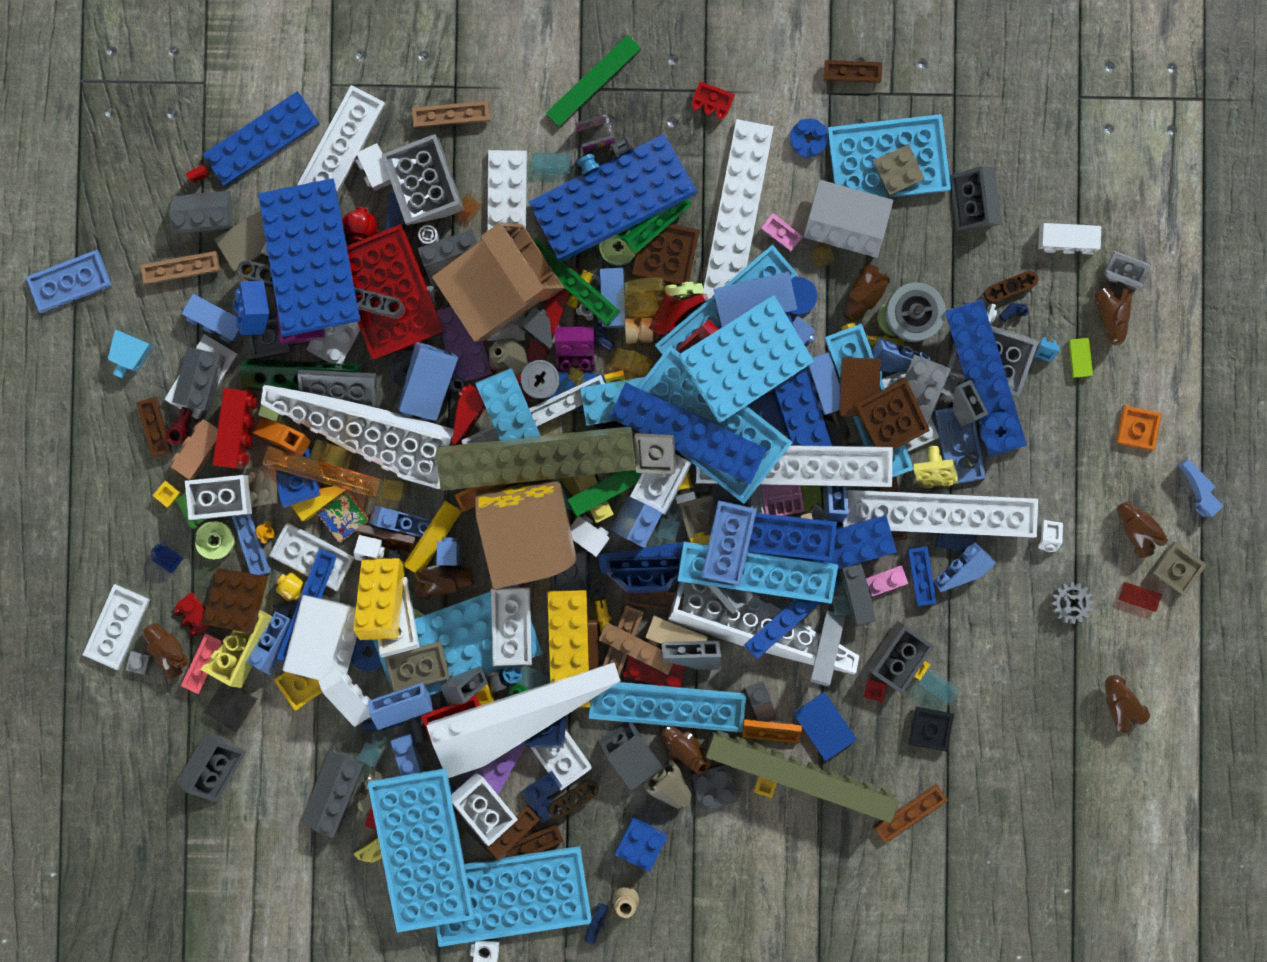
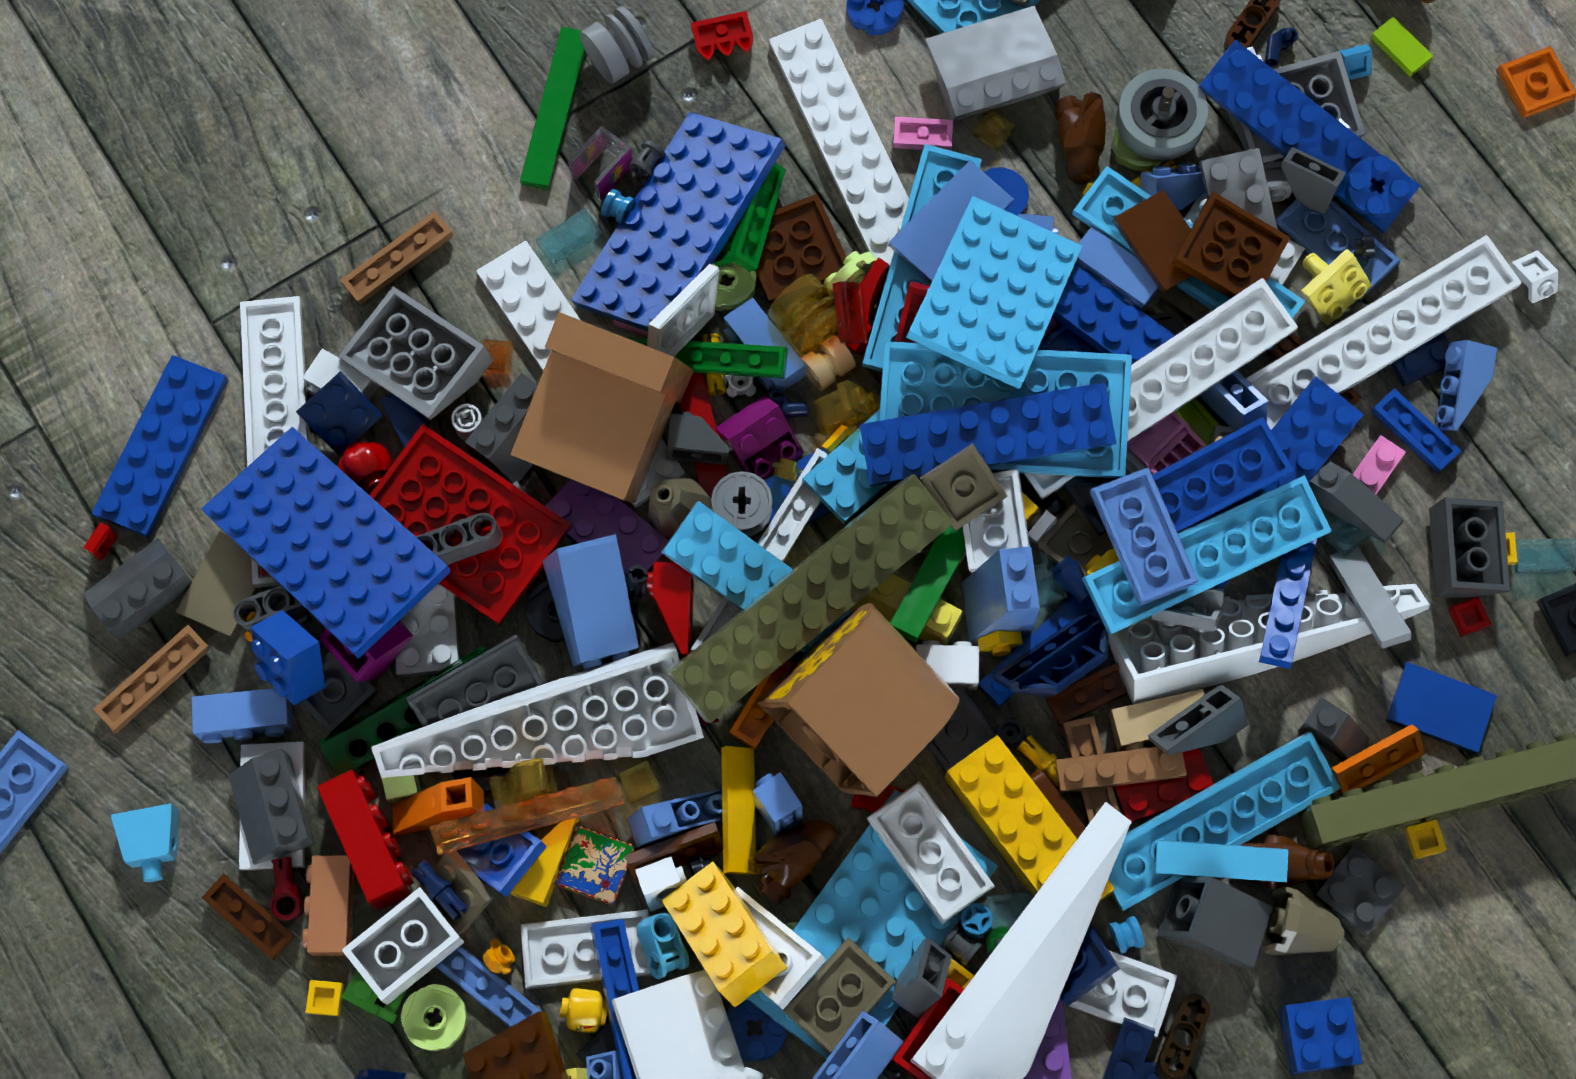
camera: 30 degrees left, 15 degrees down
(253, 482) = (439, 890): none -> dark blue pin
(347, 584) = (662, 947): none -> medium azure piece
(363, 186) = (339, 413): none -> dark blue plate
(573, 259) = (685, 314): none -> white tile
(582, 731) = (1126, 935): none -> dark azure wheel
(622, 542) = (1000, 642): none -> yellow plate
(648, 69) = (621, 41): none -> light grey wheel
(652, 729) = (1222, 861): none -> medium azure tile
(682, 533) = (1069, 576): none -> dark blue cone

